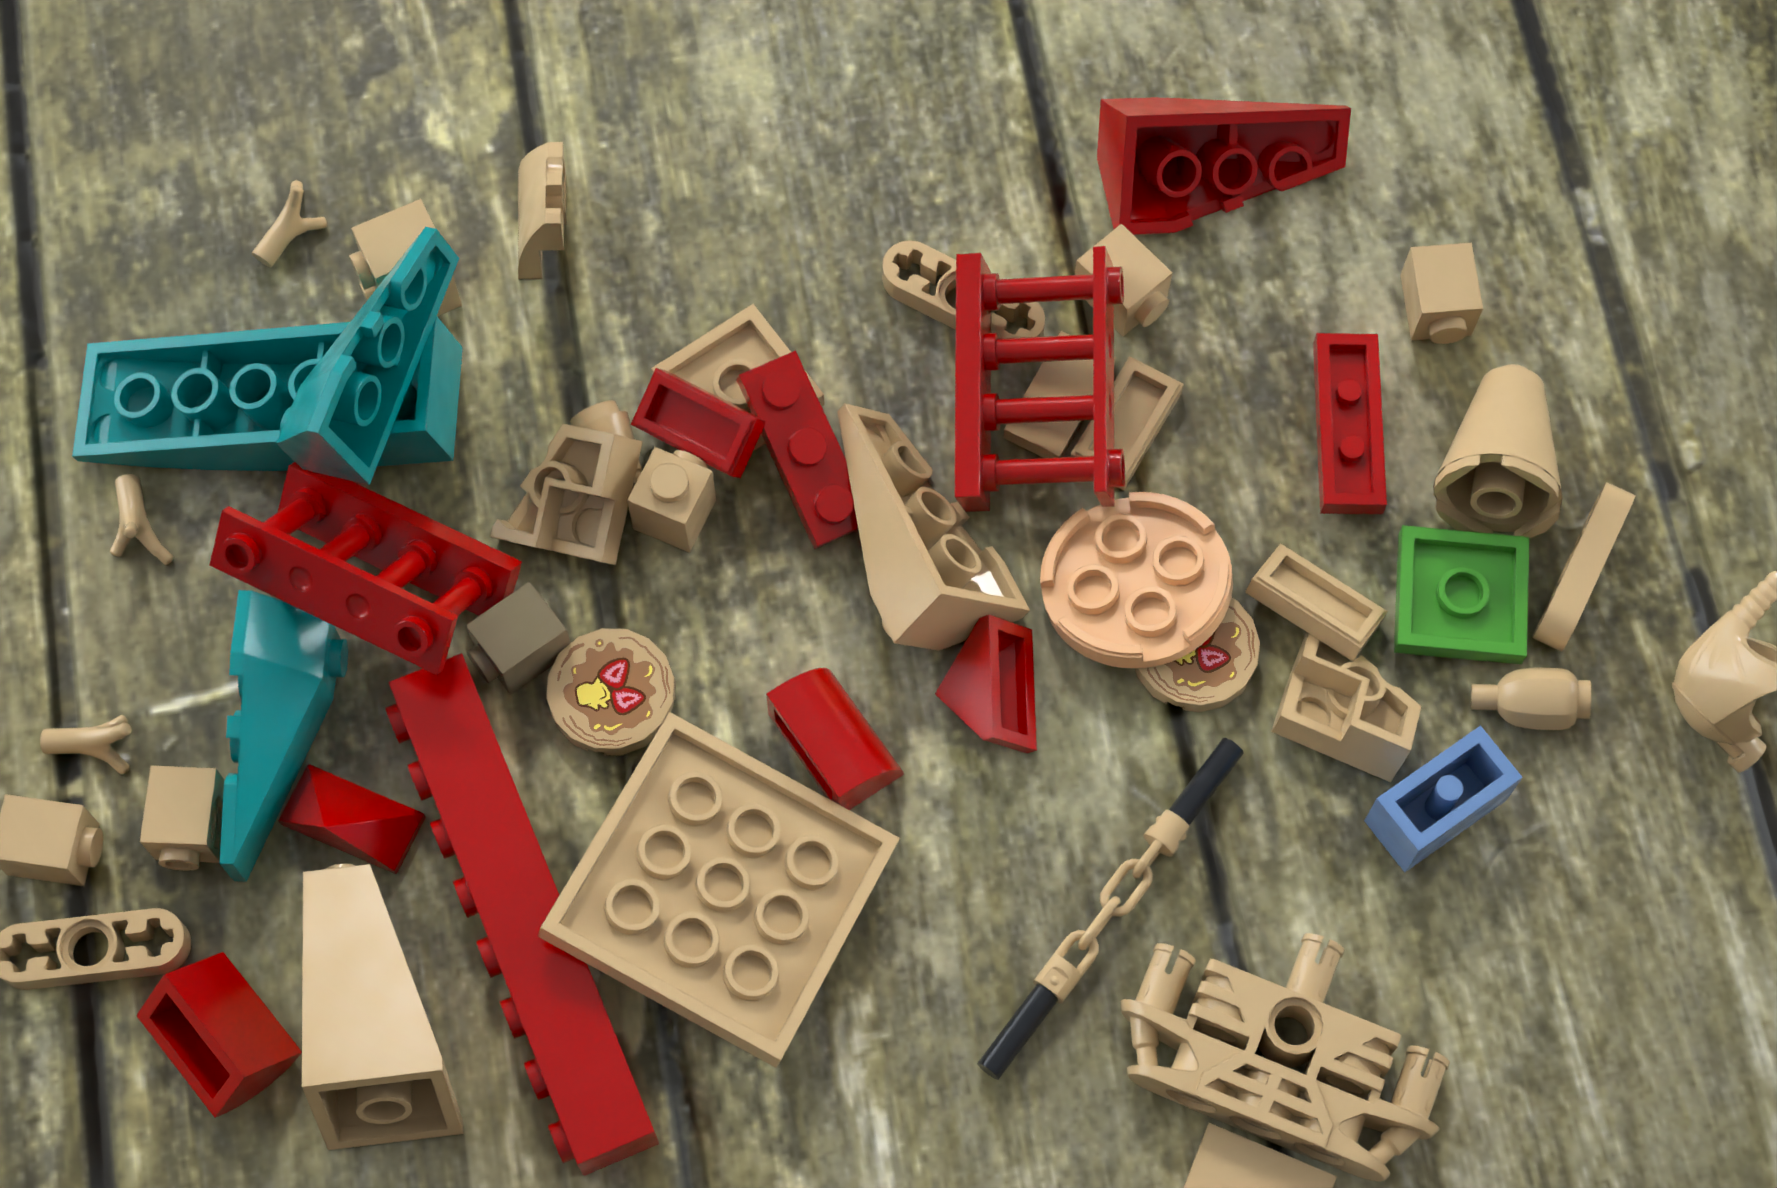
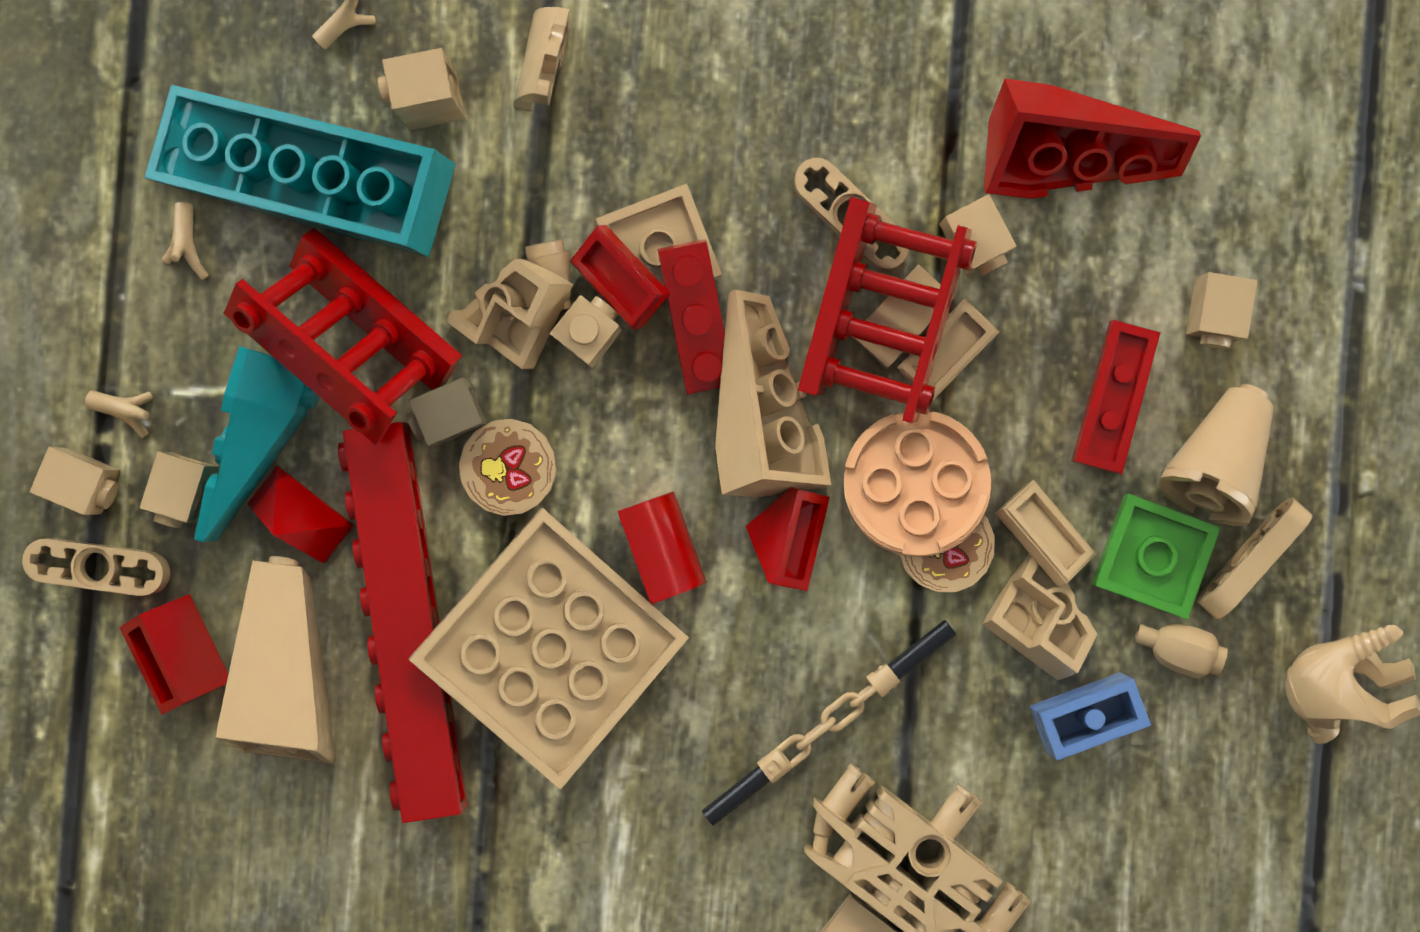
camera: 20 degrees right, 20 degrees up
(362, 379) = (360, 201): teal wedge -> none

